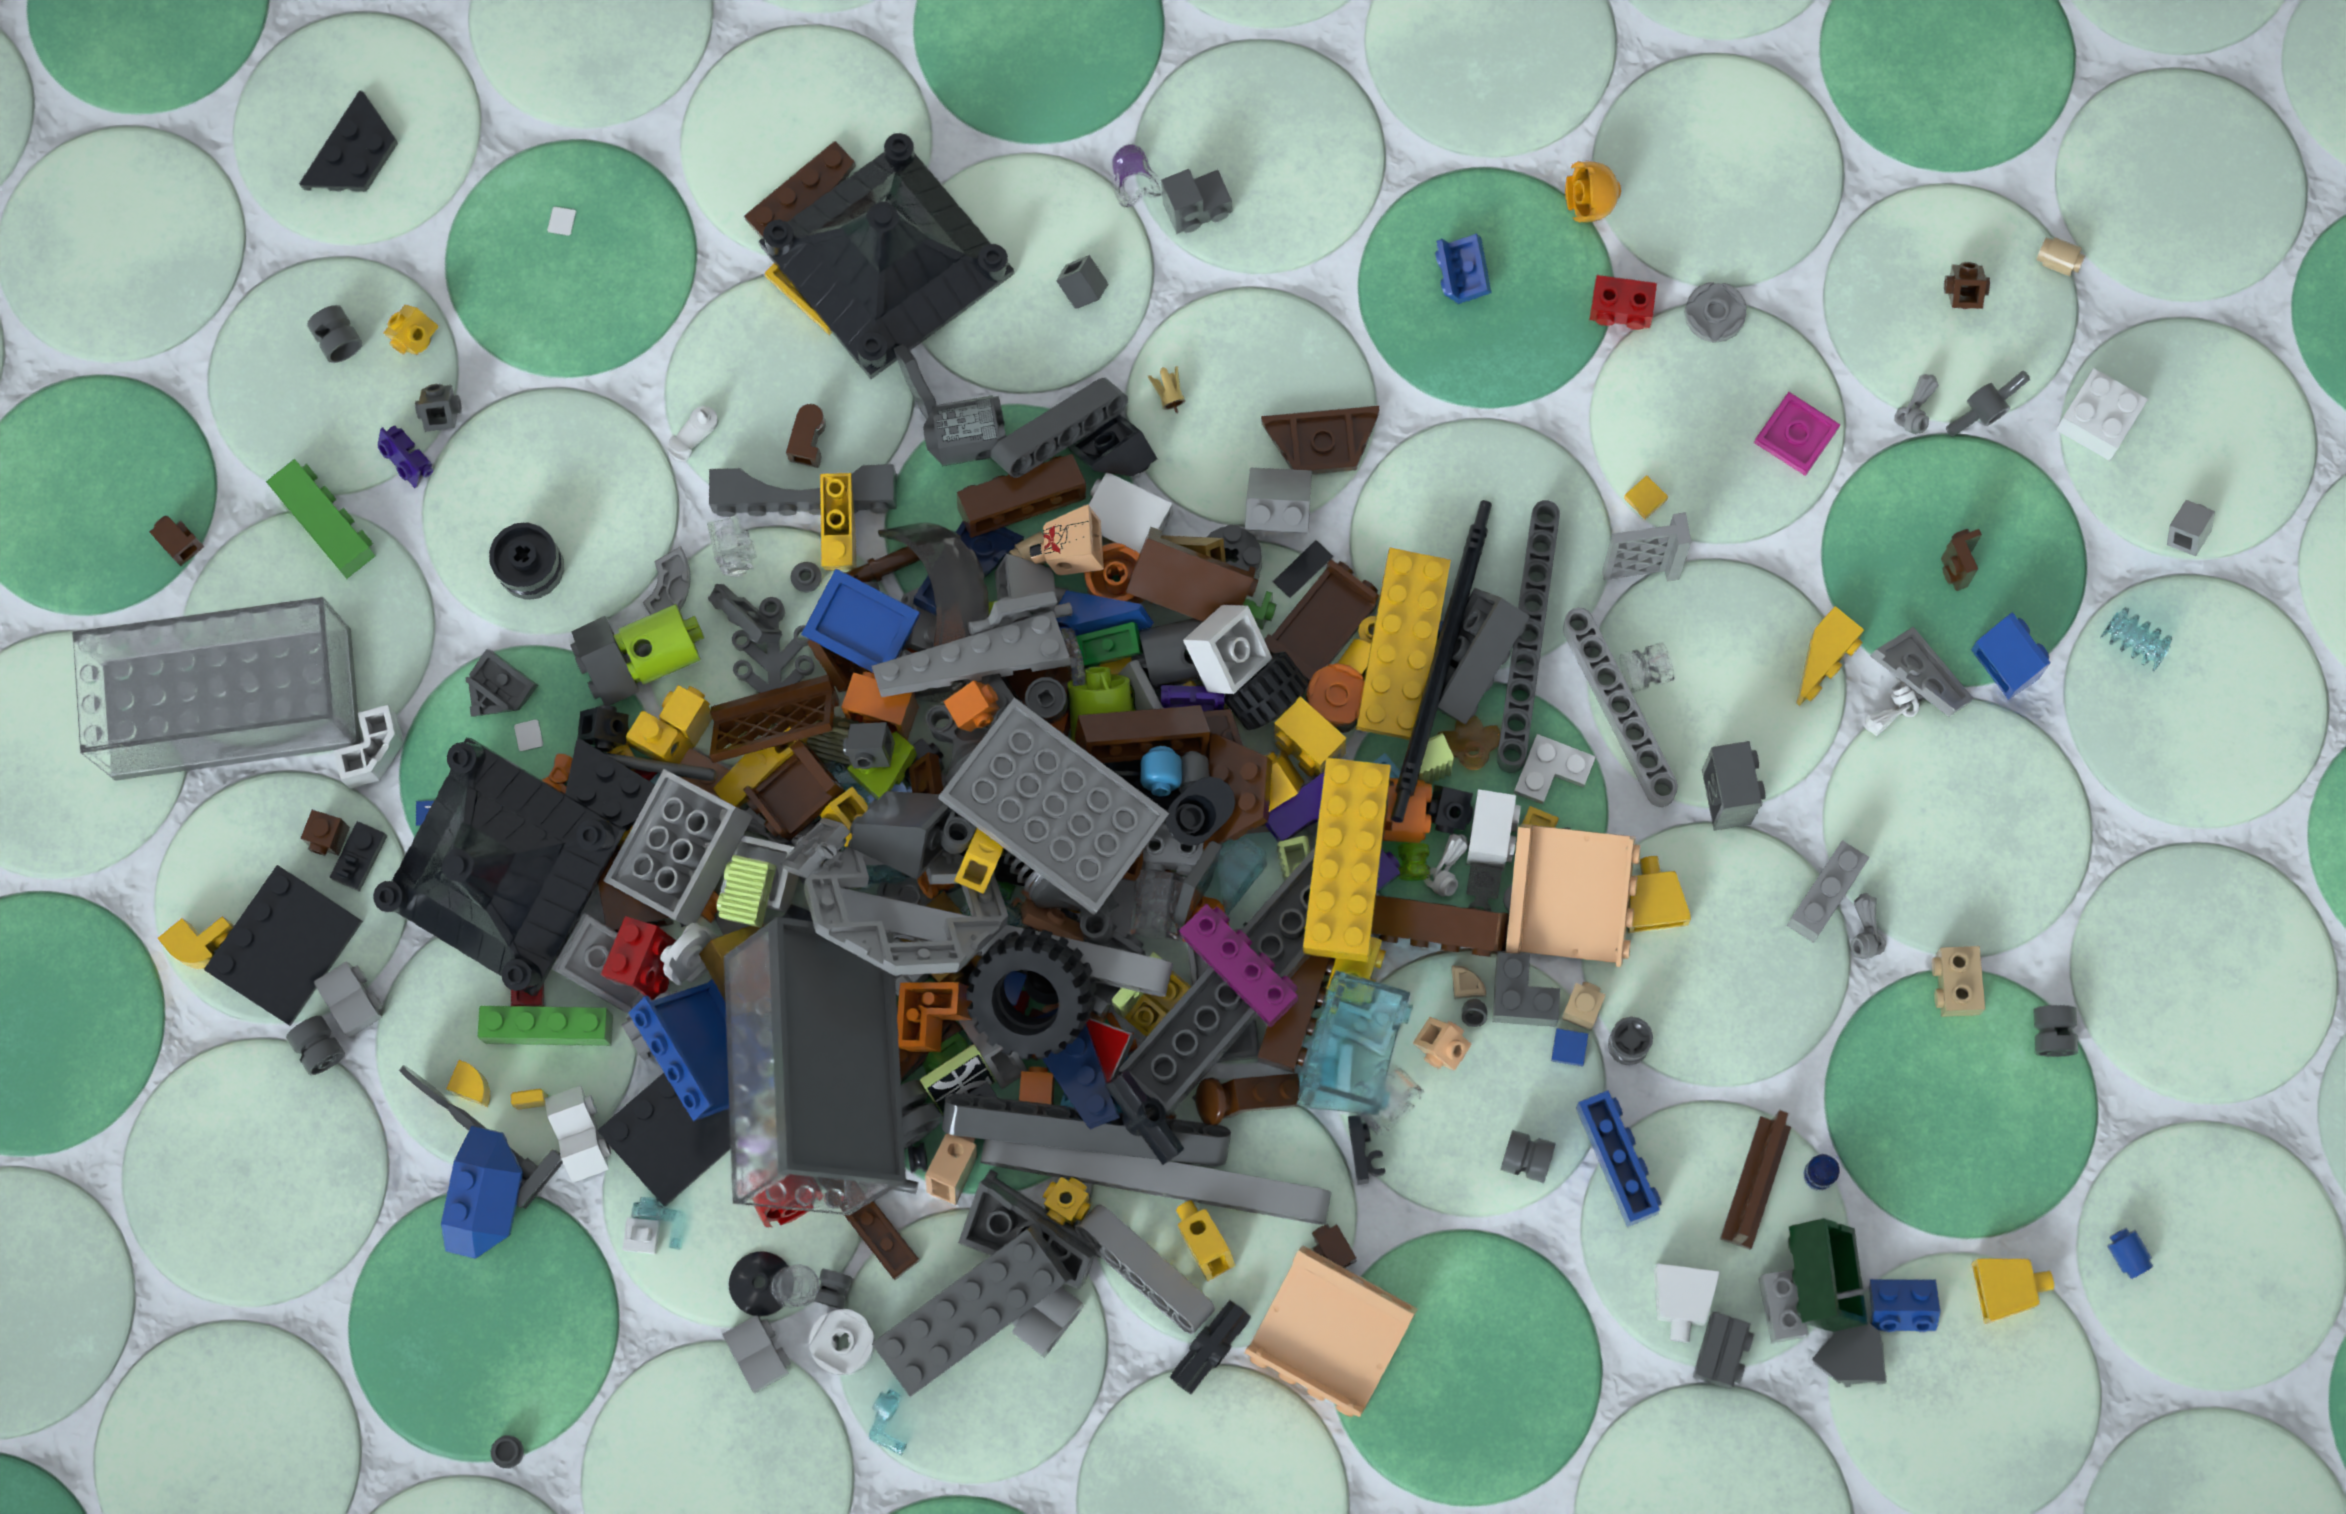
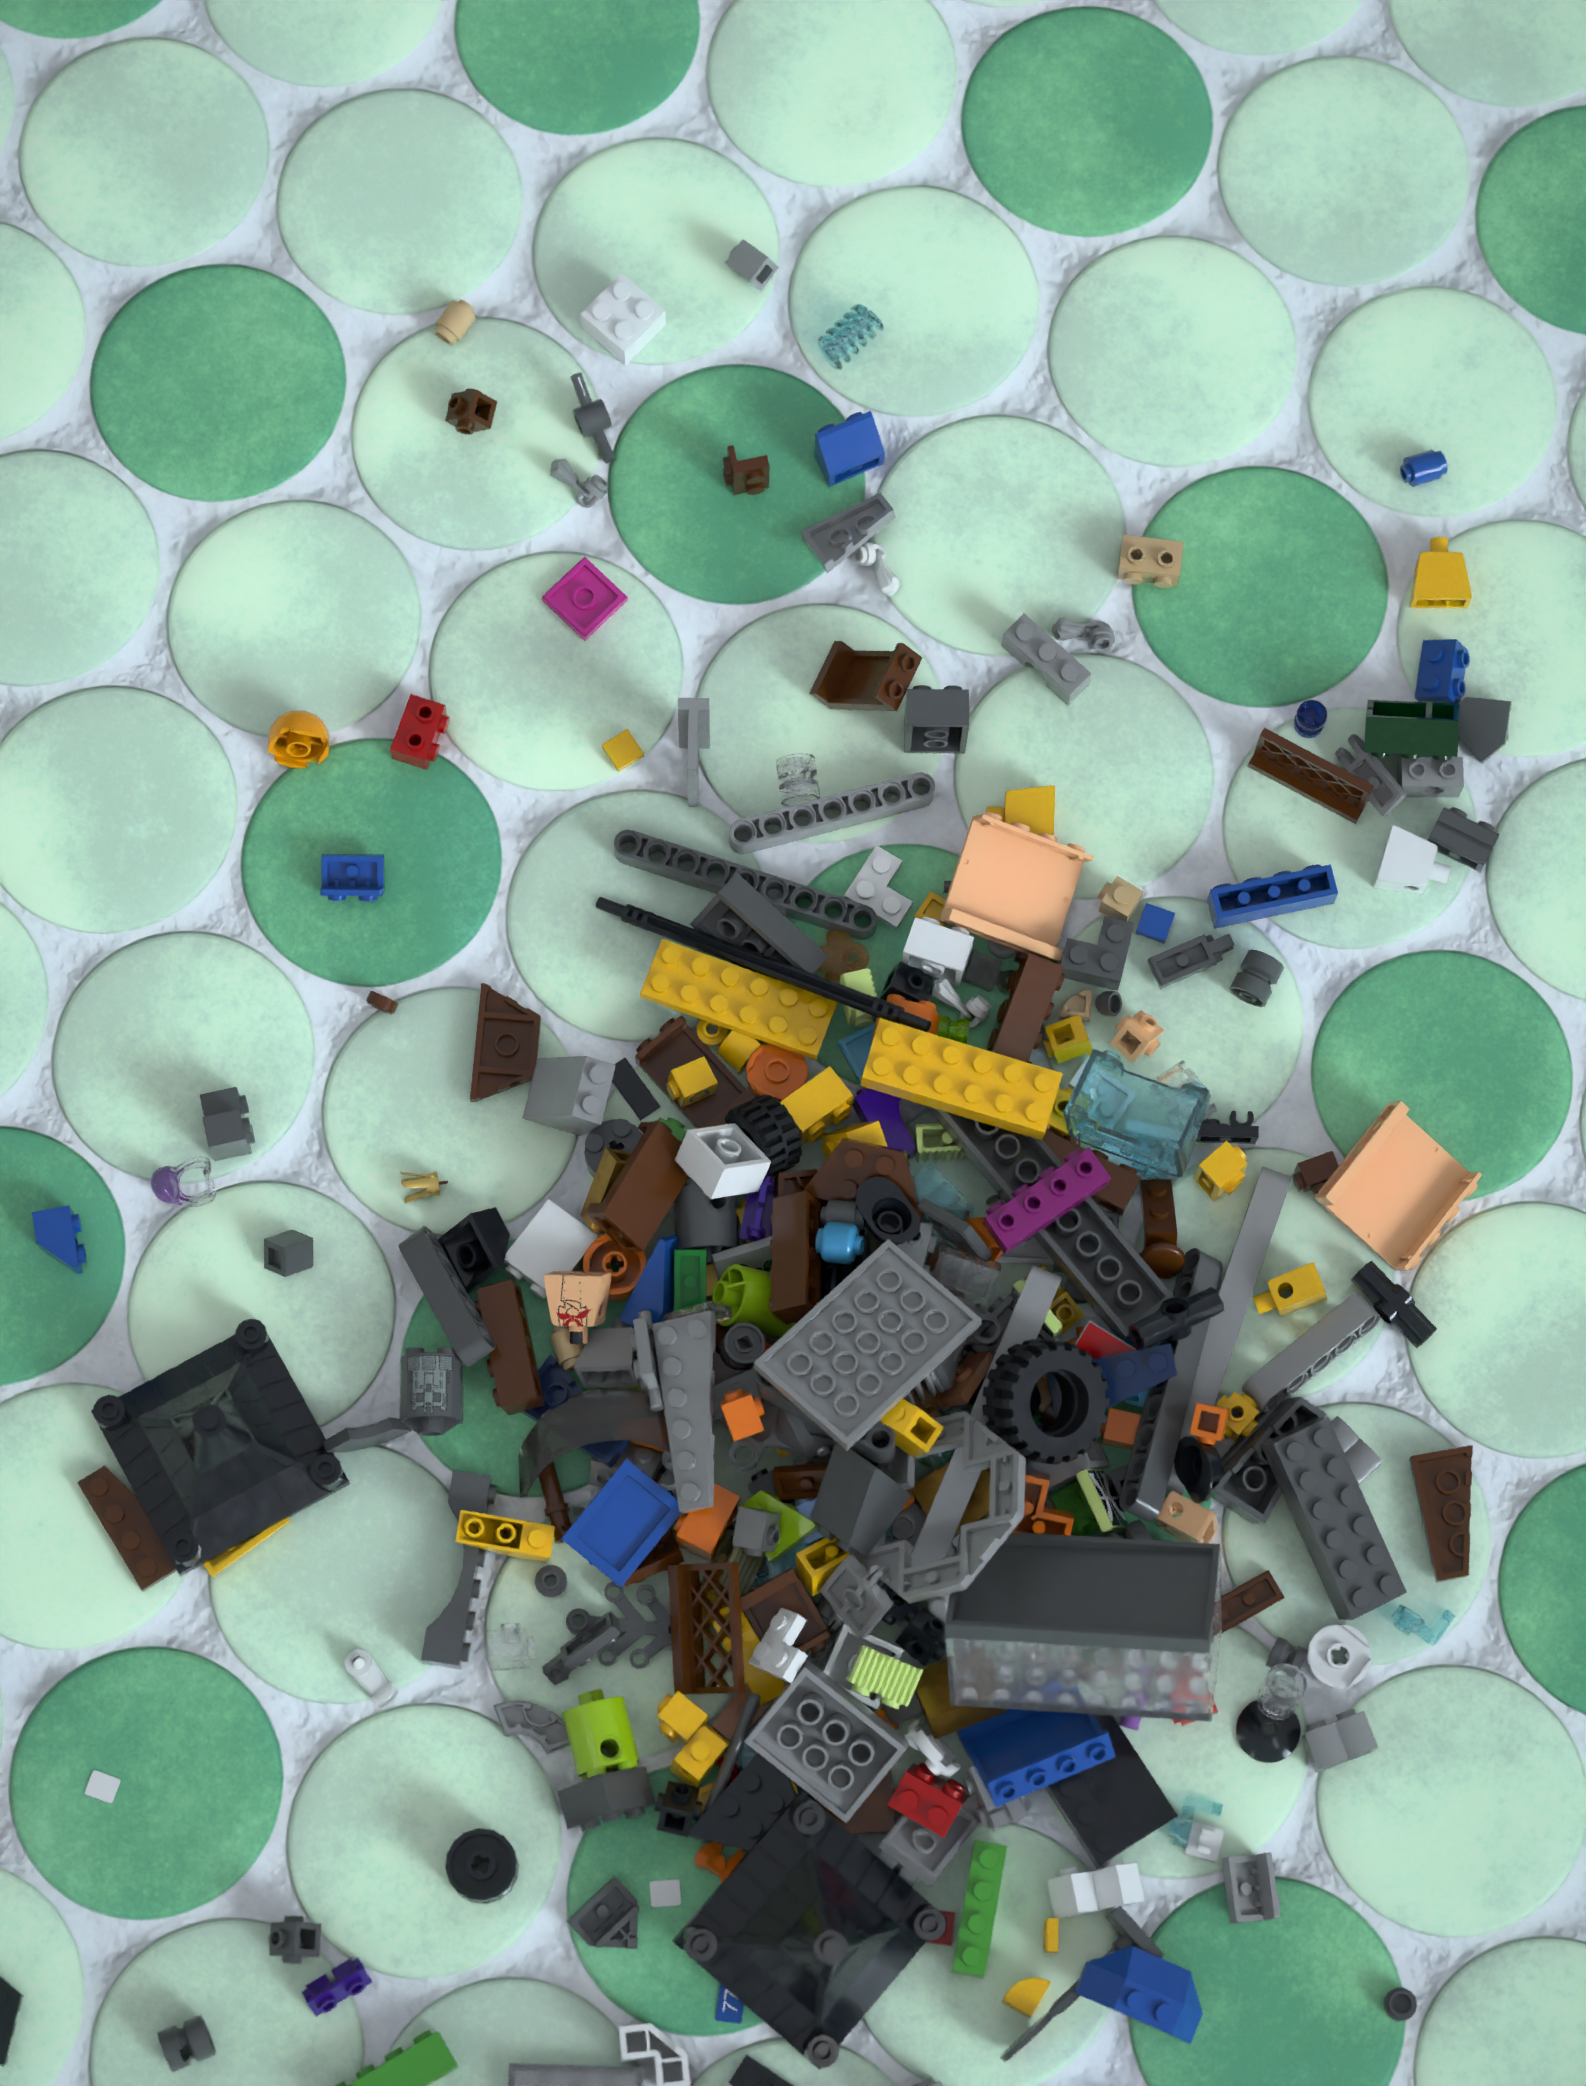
camera: 90 degrees left, 0 degrees up
(410, 330) = (200, 1960): yellow brick -> none
(599, 1285) = (1251, 1888): none -> light grey bracket
(753, 782) = (775, 1651): none -> white plate
(804, 436) = (398, 1559): reddish brown leg -> none
(1001, 1167) = (1197, 1467): none -> black piece
(1014, 1428) = (1443, 1496): none -> reddish brown wing
(1047, 1168) = (1209, 1422): none -> orange brick
(1062, 78) = (57, 1236): none -> blue slope
(1313, 617) = (691, 1082): none -> yellow brick
(1315, 1148) = (1221, 1171): none -> yellow brick
(1342, 319) = (382, 1002): none -> reddish brown tile
(1437, 980) = (1067, 1039): none -> yellow brick
(1537, 1086) = (1188, 958): none -> dark grey hinge
(1630, 1041) = (1161, 864): dark grey wheel -> none
(1715, 312) = (444, 649): light grey tile -> none
(1763, 707) = (865, 678): none -> reddish brown panel
(1767, 1243) = (1386, 790): none -> light grey hinge
(1828, 645) = (807, 613): yellow slope -> none
(2055, 1031) = (1211, 486): dark grey wheel -> none

